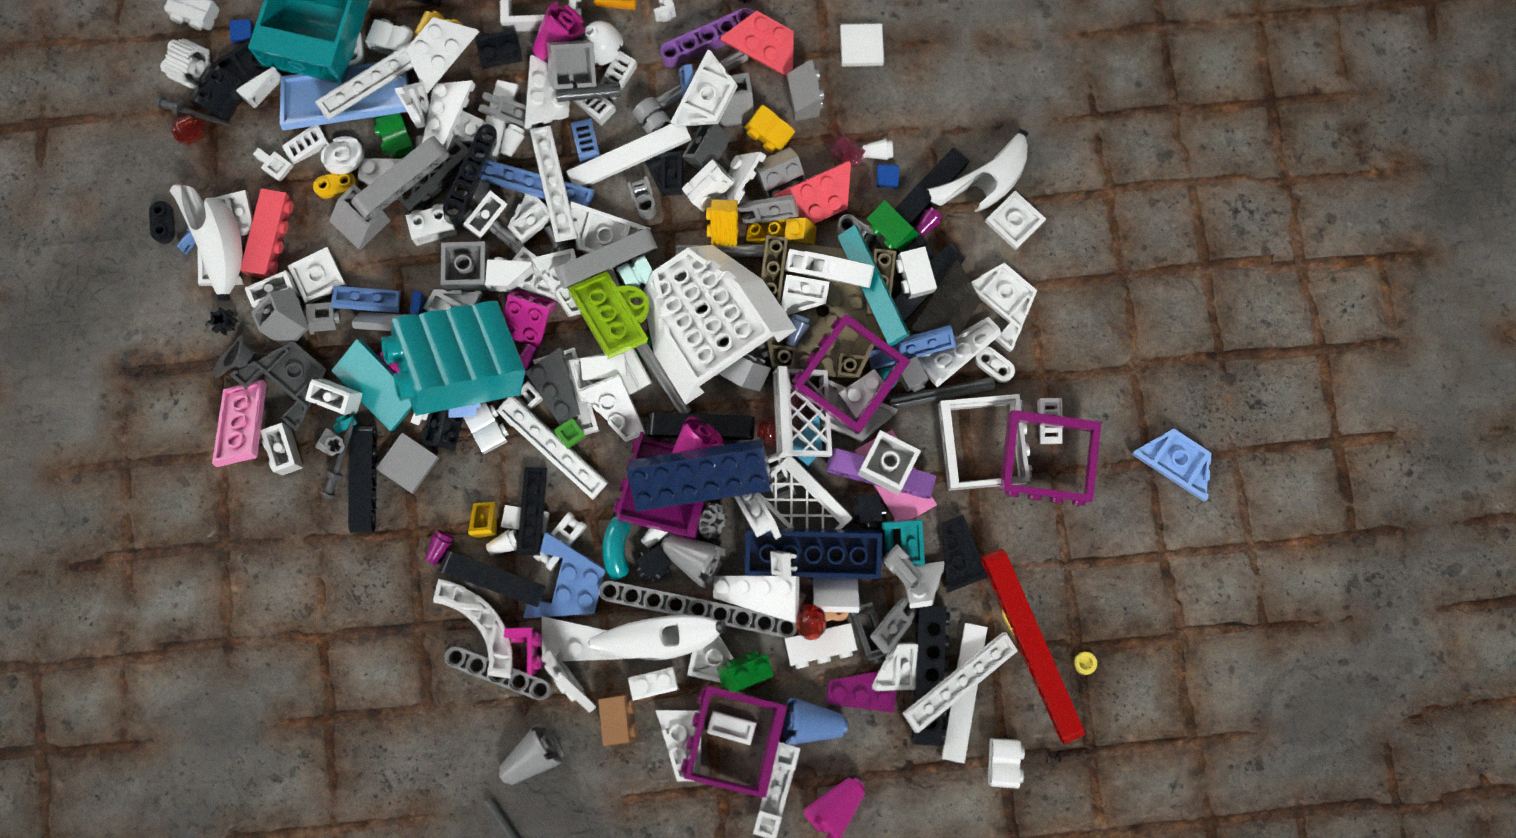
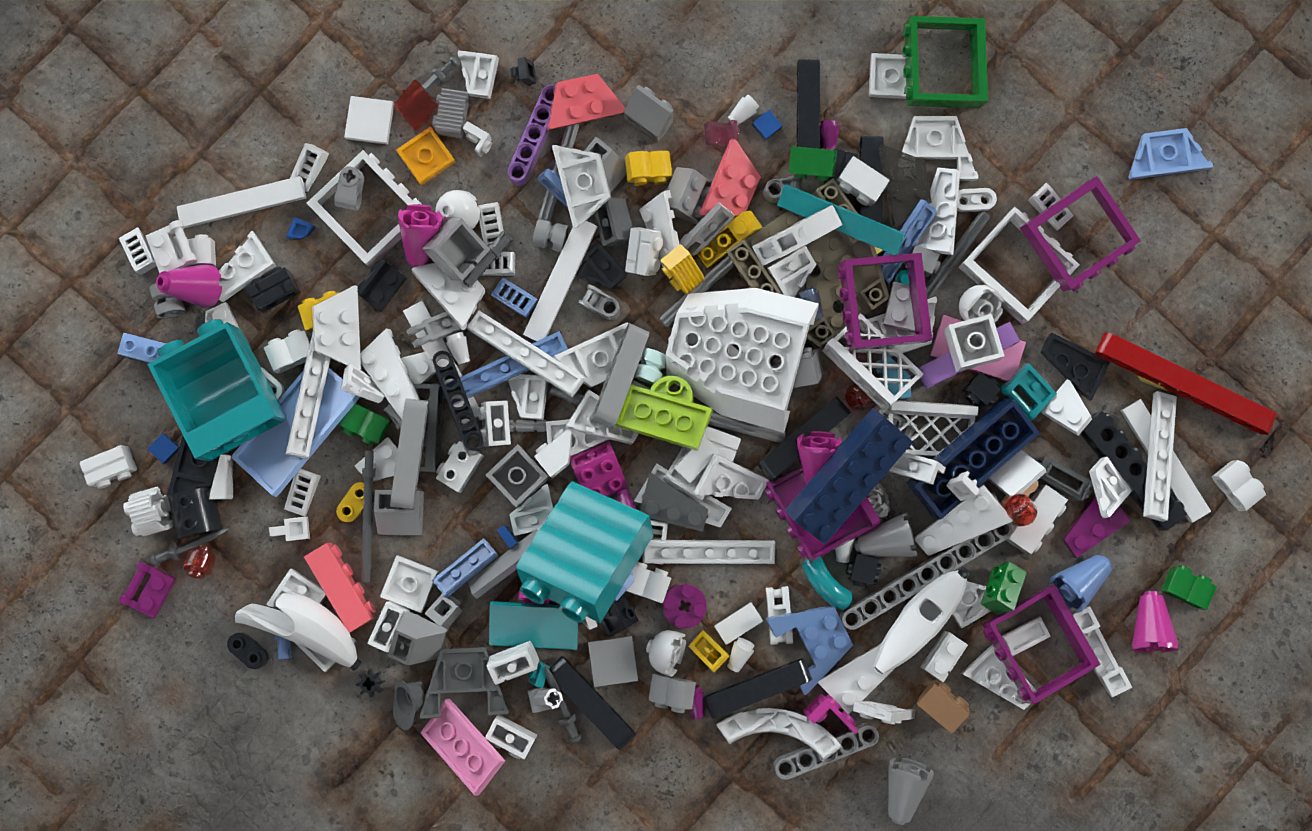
camera: 40 degrees left, 5 degrees up
(138, 124) = (154, 592): none -> magenta plate
(342, 155) = (339, 474): white tile -> none
(362, 170) = (368, 474): none -> dark grey bar
(426, 523) = (672, 692): none -> light grey brick
(451, 491) = (666, 651): none -> white cylinder
(504, 481) = (696, 609): none -> magenta plate
(532, 511) = (740, 612): black tile -> none
(569, 433) = (715, 531): bright green tile -> none
(861, 45) = (655, 39): white tile -> none
(892, 806) = (1189, 588): none -> green brick
(893, 626) = (1078, 458): light grey hinge -> none
(900, 564) = (1042, 409): light grey piece -> none
(929, 441) = (980, 301): none -> white cylinder
(993, 178) = (852, 57): white piece -> none
(1038, 270) = (977, 57): none -> green window
(1085, 663) = (1229, 362): light yellow tile -> none

